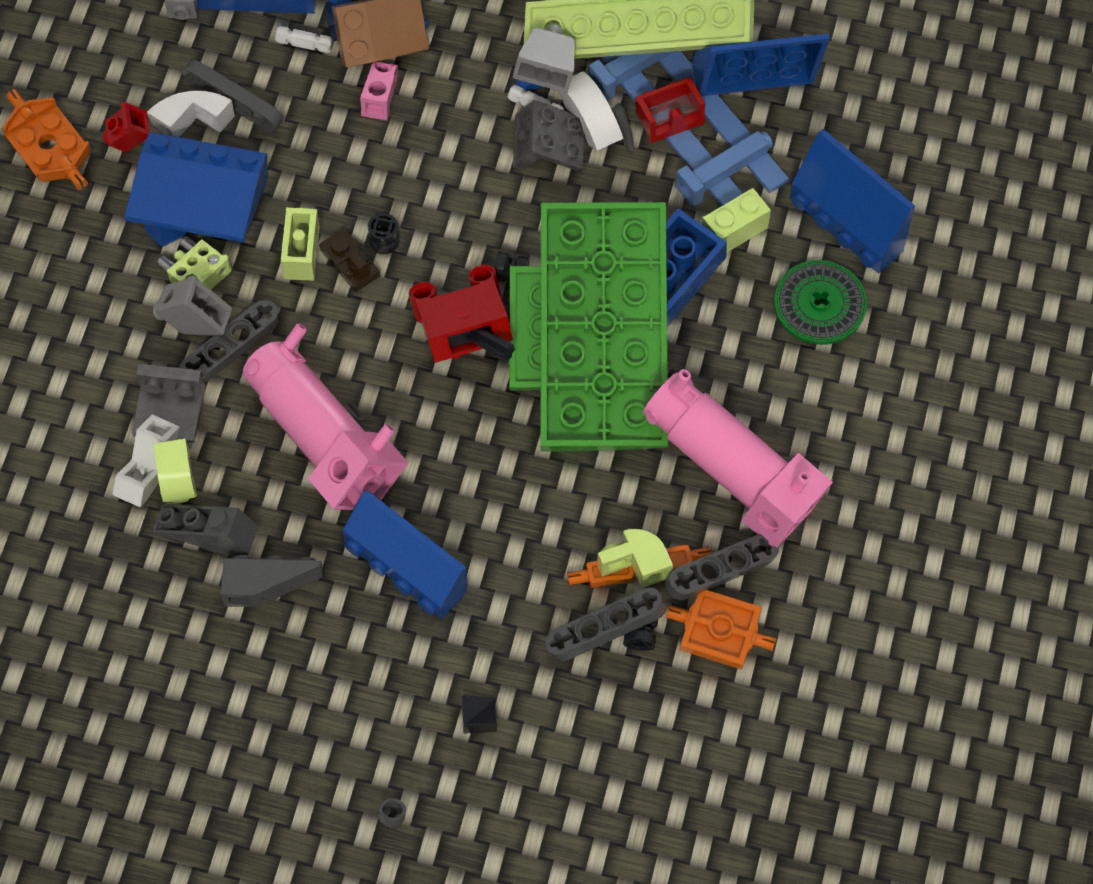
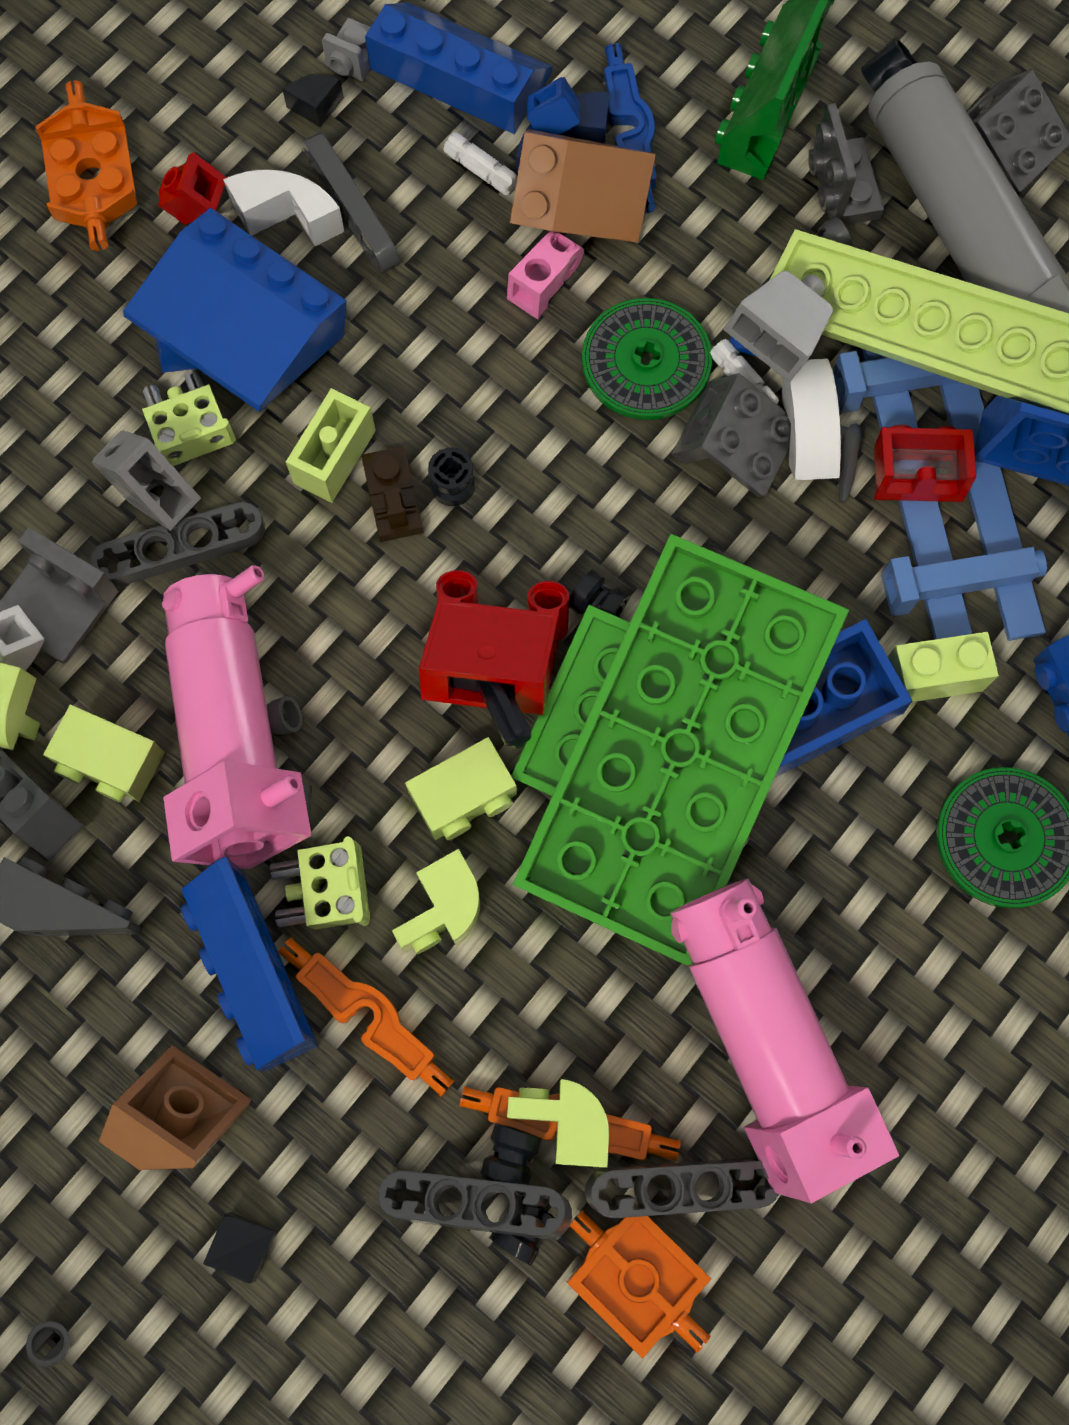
camera: 25 degrees right, 10 degrees up
(173, 40) = (314, 97): none -> black slope
(250, 480) = (103, 753): none -> yellowish green brick
(399, 660) = (172, 1114): none -> medium nougat slope
(431, 486) = (345, 888): none -> yellowish green piece
(448, 121) = (675, 372): none -> piece
(482, 409) = (462, 790): none -> yellowish green brick
(505, 565) = (385, 1033): none -> orange piece
(509, 474) = (455, 904): none -> yellowish green brick
(612, 588) = (511, 1155): none -> black wheel

